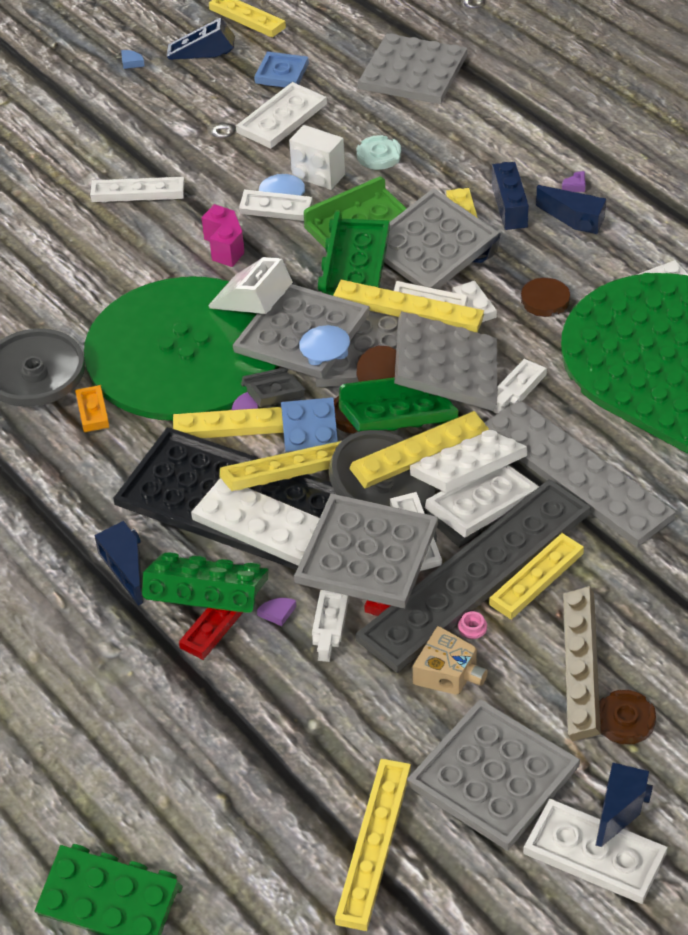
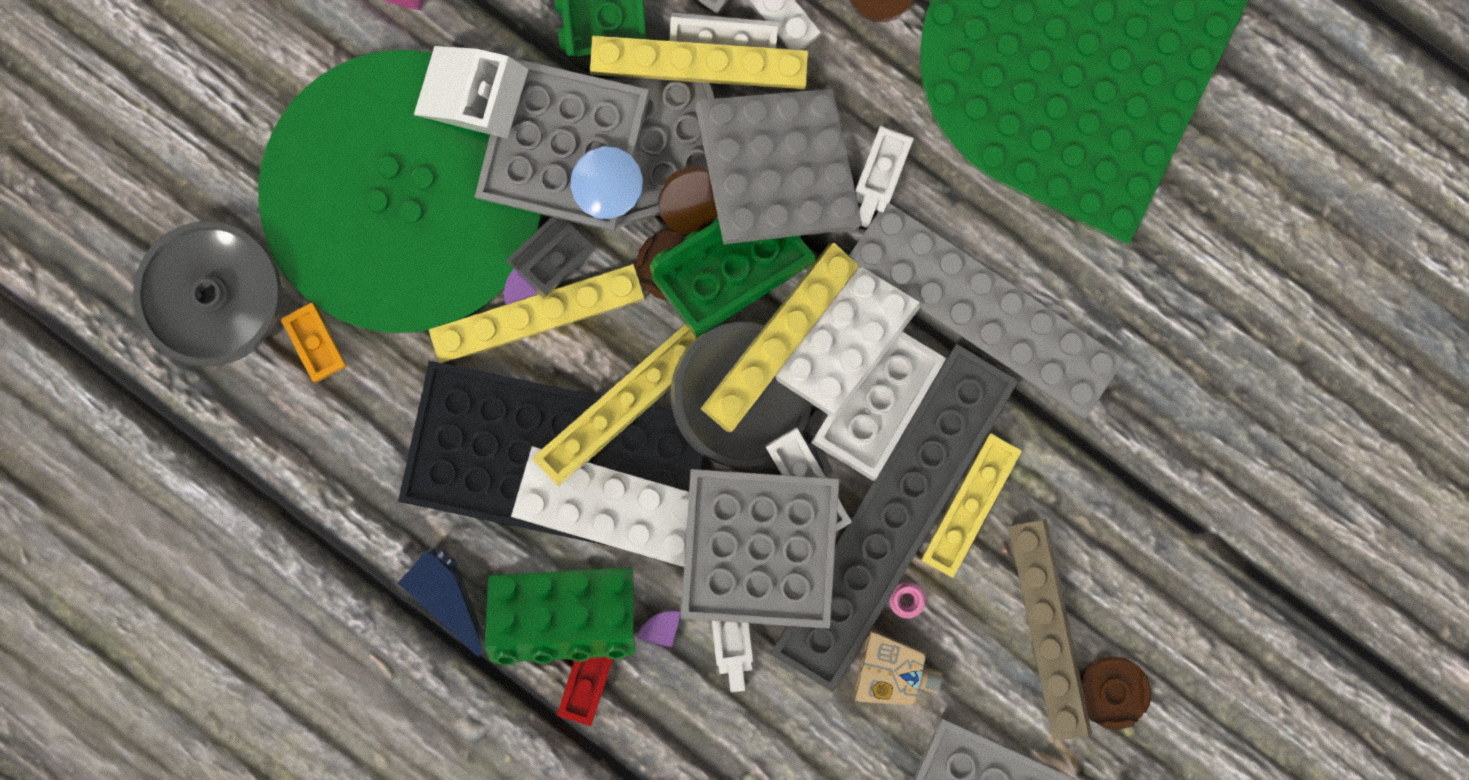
camera: 15 degrees left, 40 degrees up
(308, 423) = (619, 317): medium blue plate -> none

